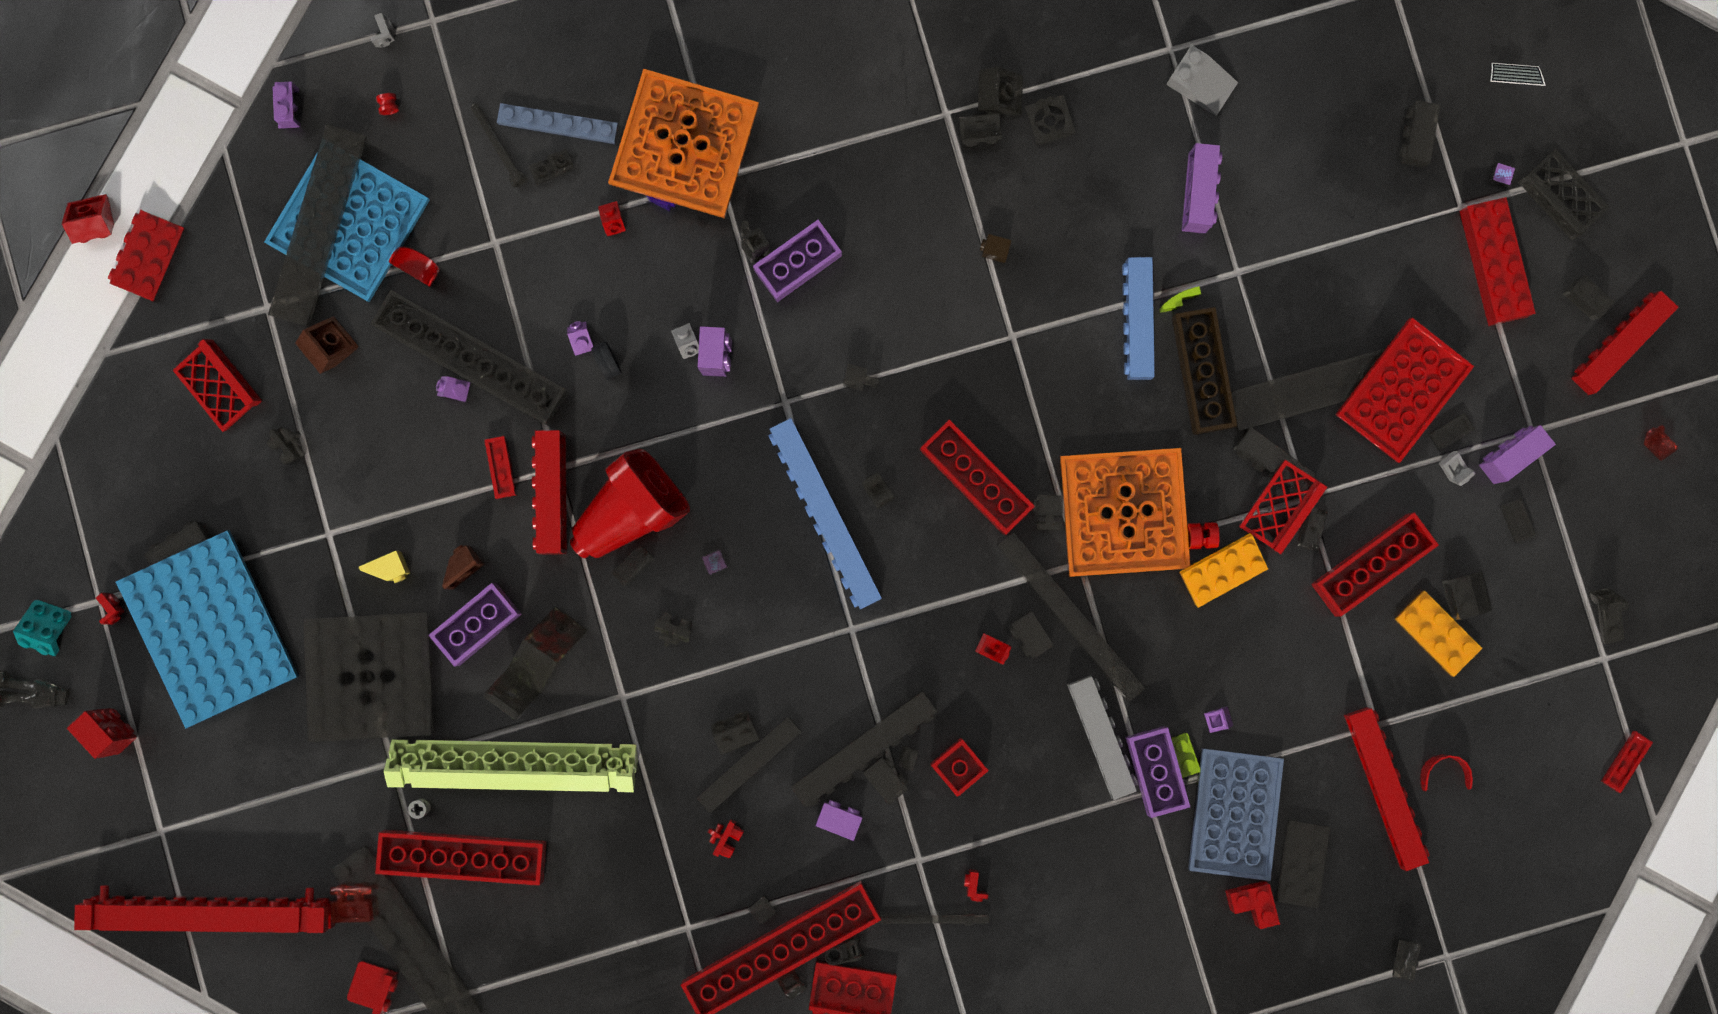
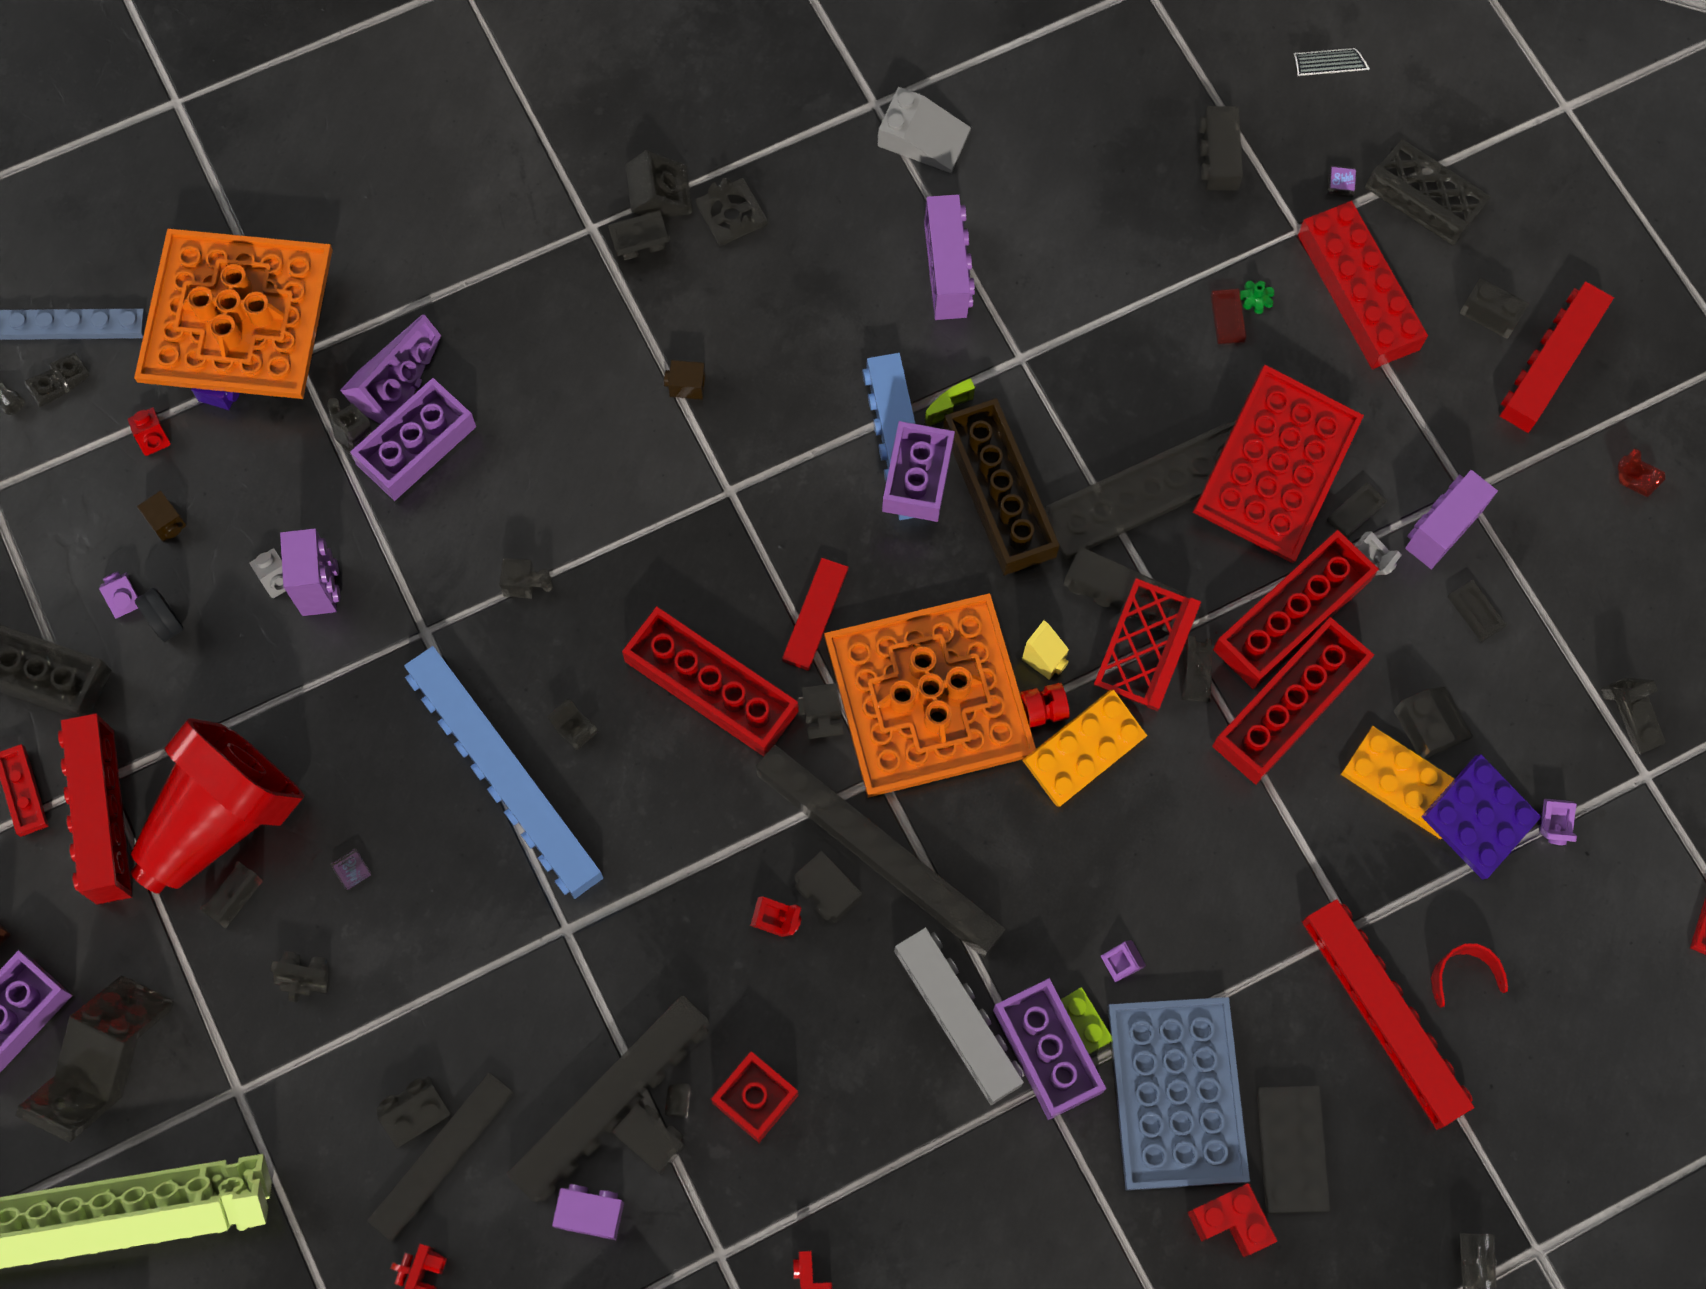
camera: 10 degrees left, 15 degrees down
(615, 286) = (162, 516): none -> dark brown brick
(785, 209) = (394, 372): none -> medium lavender wedge
(1056, 439) = (815, 614): none -> red tile
(1149, 354) = (918, 471): none -> medium lavender brick
(1211, 499) = (1046, 651): none -> light yellow slope
(1391, 499) = (1295, 609): none -> red brick
(1394, 267) = (1228, 316): none -> clear red tile
(1418, 255) = (1257, 296): none -> green plant
(1483, 668) = (1481, 816): none -> dark purple plate
(1535, 681) = (1558, 821): none -> medium lavender bracket

